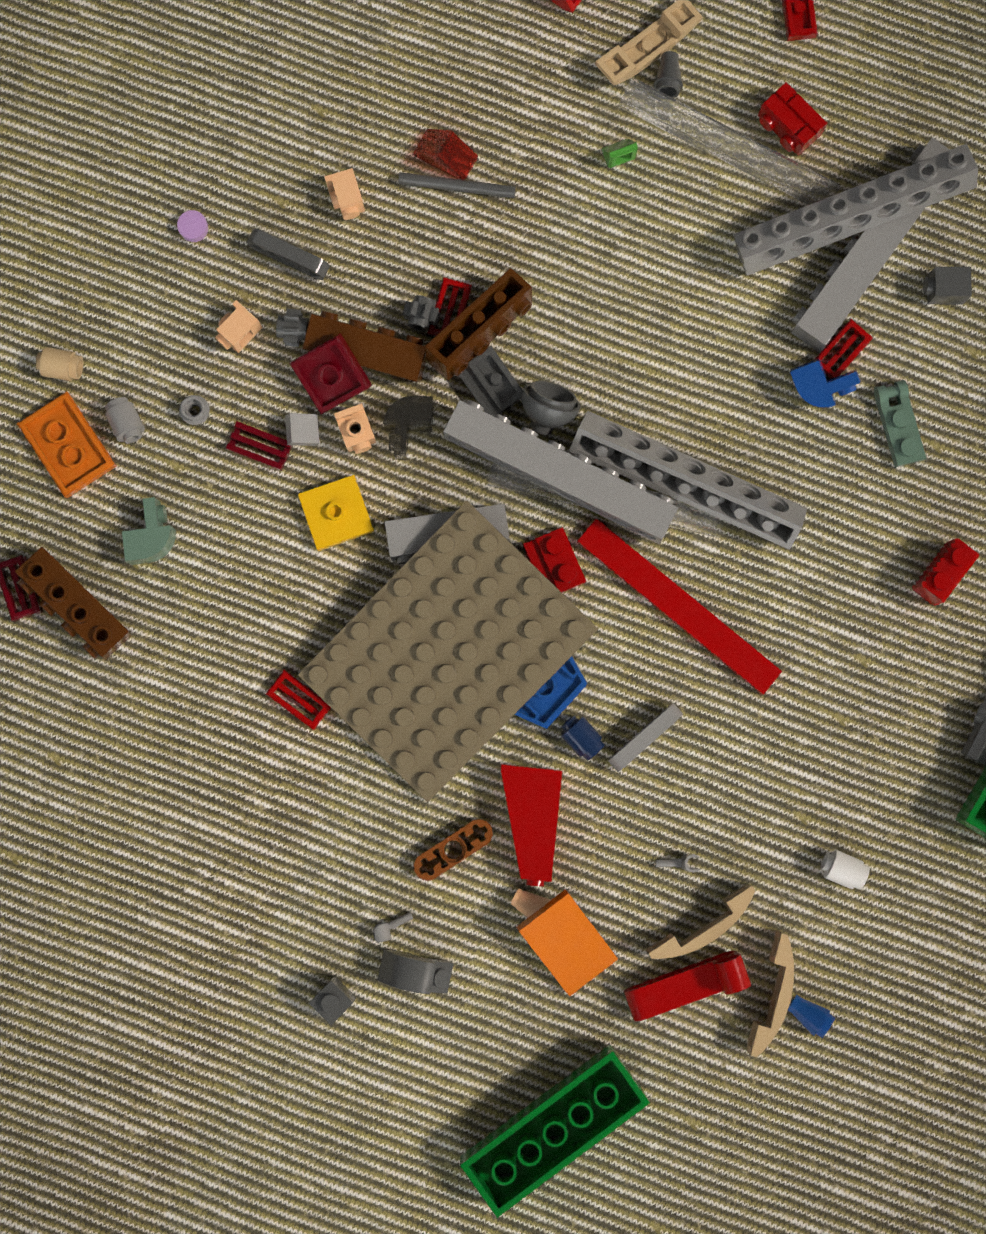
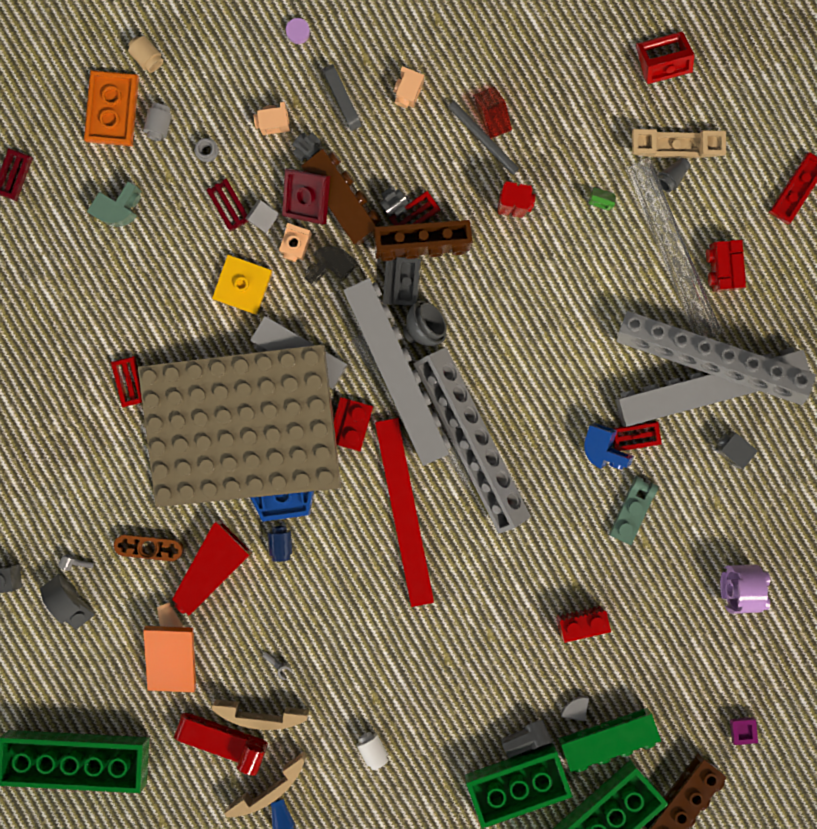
camera: 35 degrees right, 5 degrees up
(73, 603) = (35, 212): reddish brown brick -> none
(538, 215) = (516, 199): none -> red brick
(645, 737) = (313, 575): light grey beam -> none

